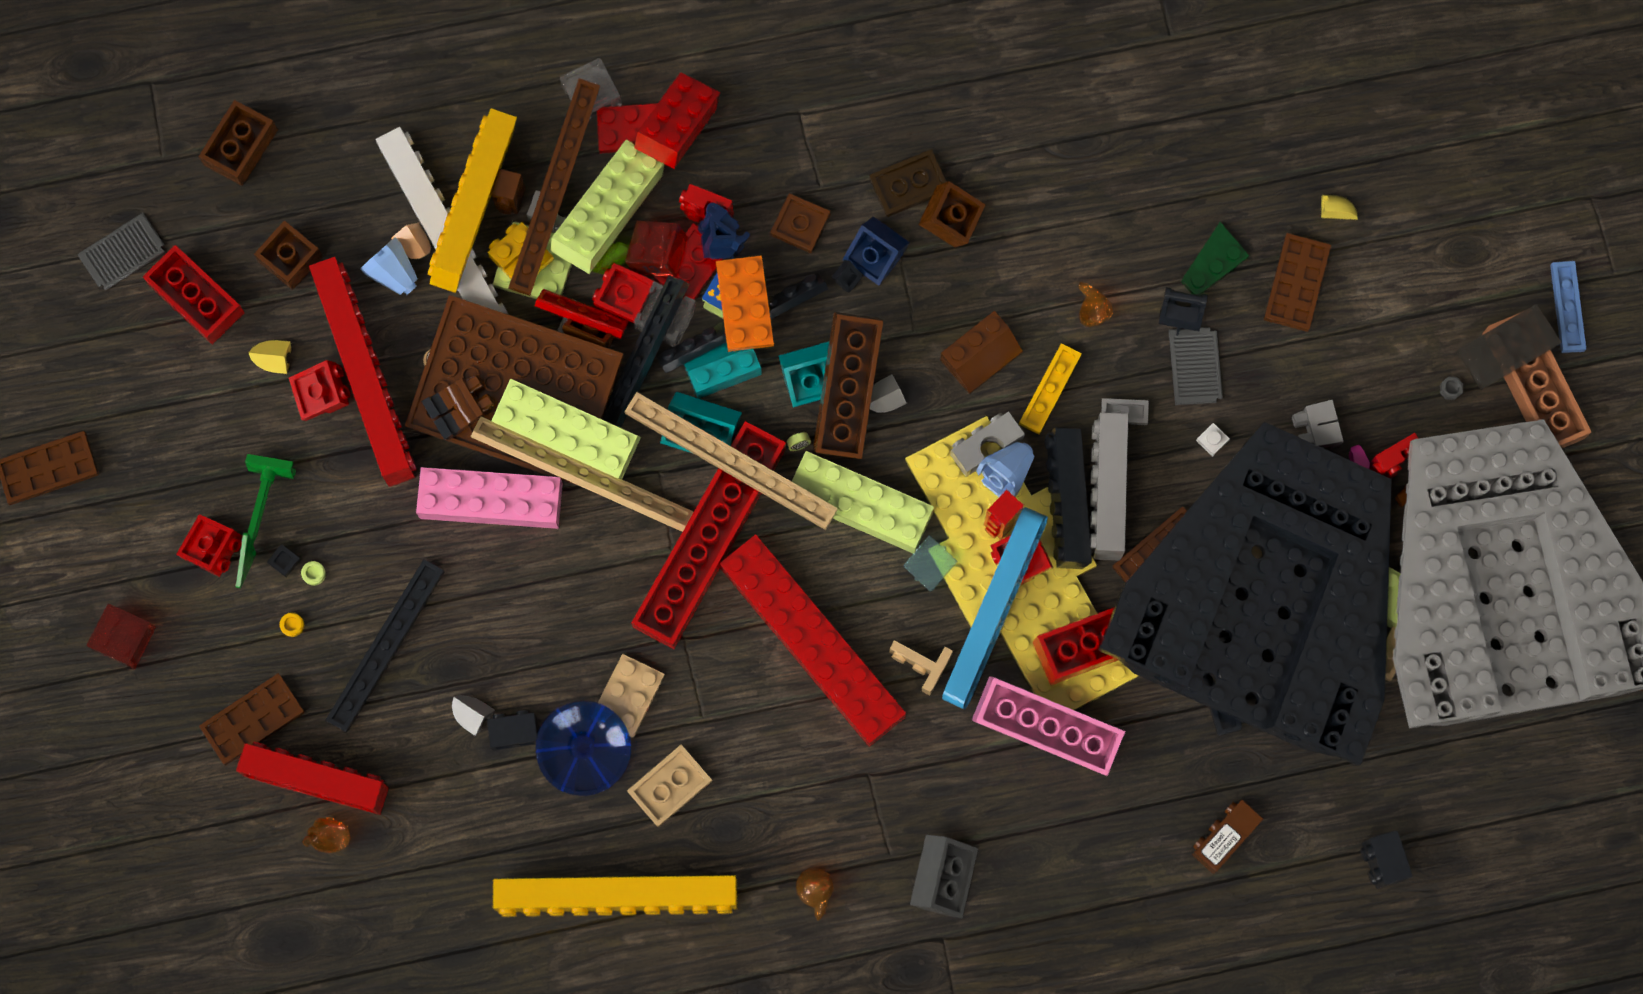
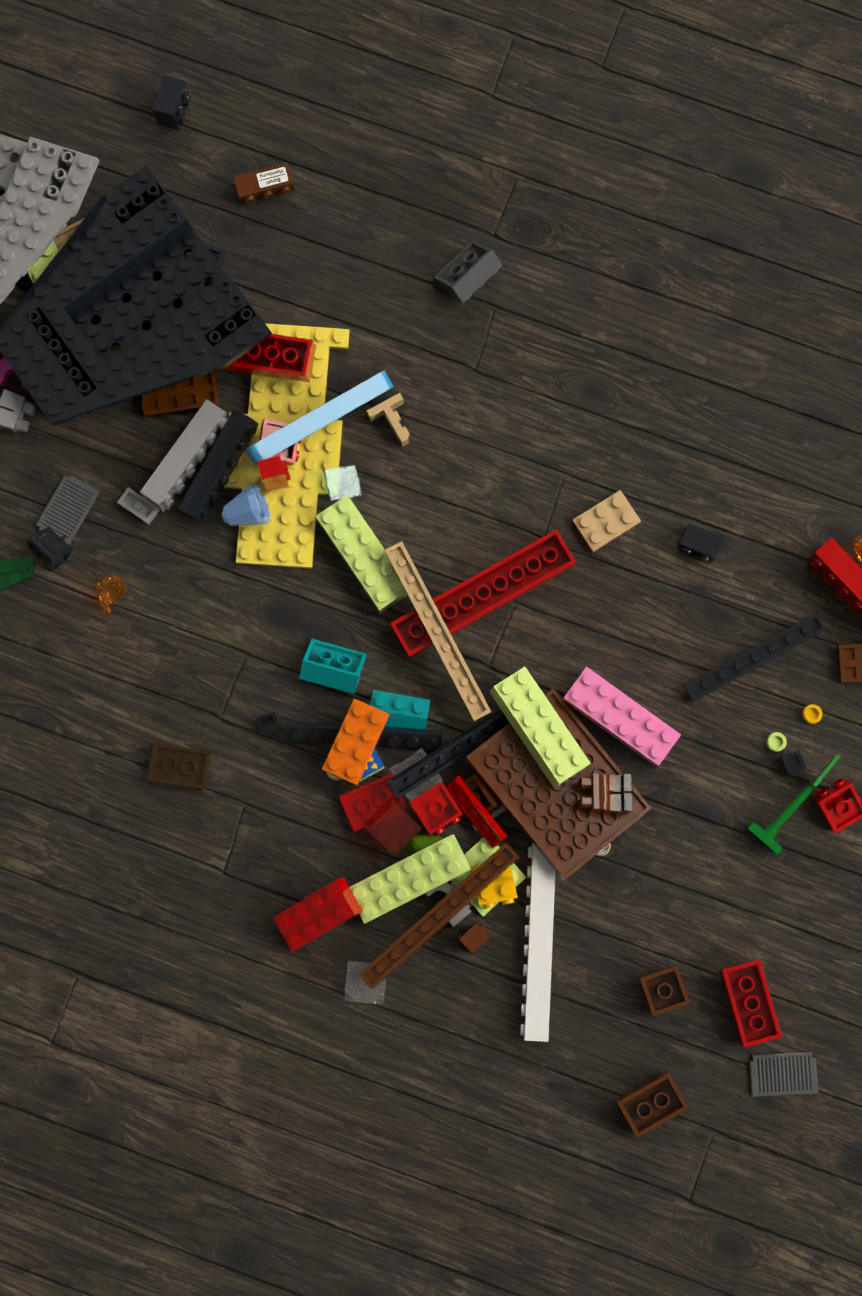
camera: 150 degrees left, 5 degrees up
(271, 355) = (717, 922): light yellow brick -> none
(319, 390) = (697, 873): red plate -> none
(363, 375) = (660, 865): red brick -> none
(391, 268) = (594, 934): light blue cone -> none
(414, 241) = (565, 945): light nougat brick -> none
(471, 200) = (505, 942): yellow brick -> none
(471, 712) = (721, 573): brick -> none
(582, 474) = (523, 657): tan plate -> none
(583, 748) = (660, 500): clear blue dish -> none
(615, 894) = (696, 387): yellow brick -> none
(620, 124) = (355, 939): red plate -> none
(669, 786) = (615, 441): tan plate -> none
(695, 201) = (341, 839): red plate -> none
(709, 417) = (434, 679): teal slope -> none
(719, 234) = (341, 804): dark blue piece -> none
(798, 441) = (378, 624): yellowish green tile -> none
(800, 223) = (276, 784): reddish brown plate -> none
(812, 640) = (457, 479): red brick -> none
(815, 889) = (559, 315): clear orange hat -> none
(847, 385) = (320, 635): reddish brown brick -> none
(876, 250) = (235, 729): dark blue slope -> none
(886, 395) = (297, 621): light grey brick -> none
(952, 214) = (164, 719): reddish brown brick -> none
(981, 352) = (210, 609): reddish brown slope -> none
(1001, 430) = (266, 539): light grey arch -> none
(1048, 725) = (336, 319): bright pink brick -> none
(1050, 388) = (179, 554): yellow plate -> none
(1212, 439) = (91, 450): white plate -> none

